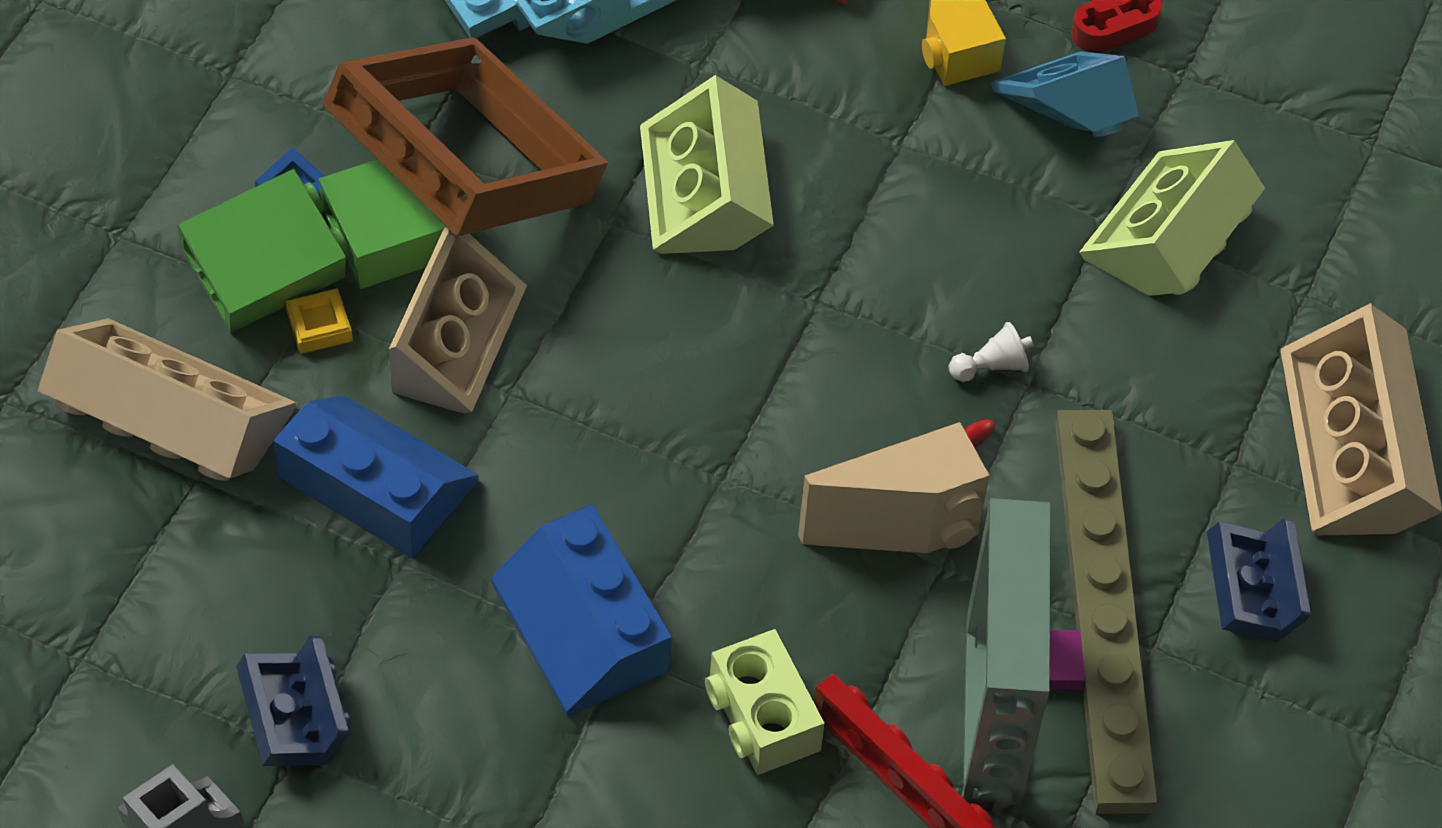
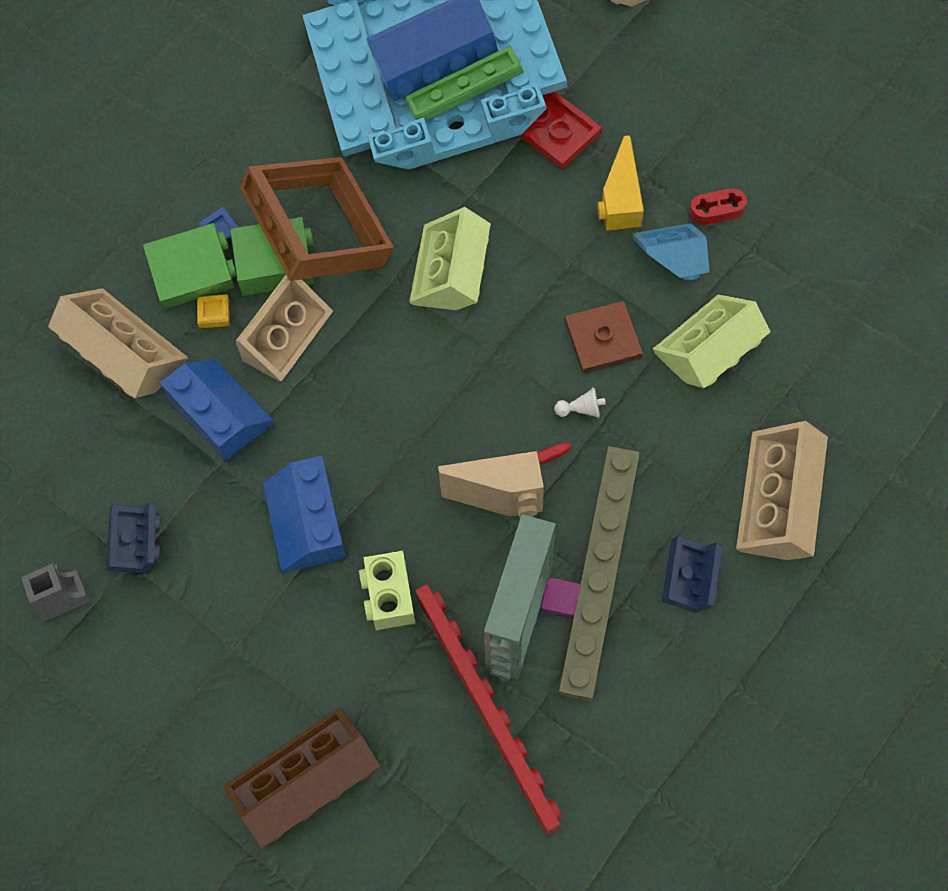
camera: 20 degrees right, 10 degrees up
(994, 247) = (603, 337): none -> copper plate

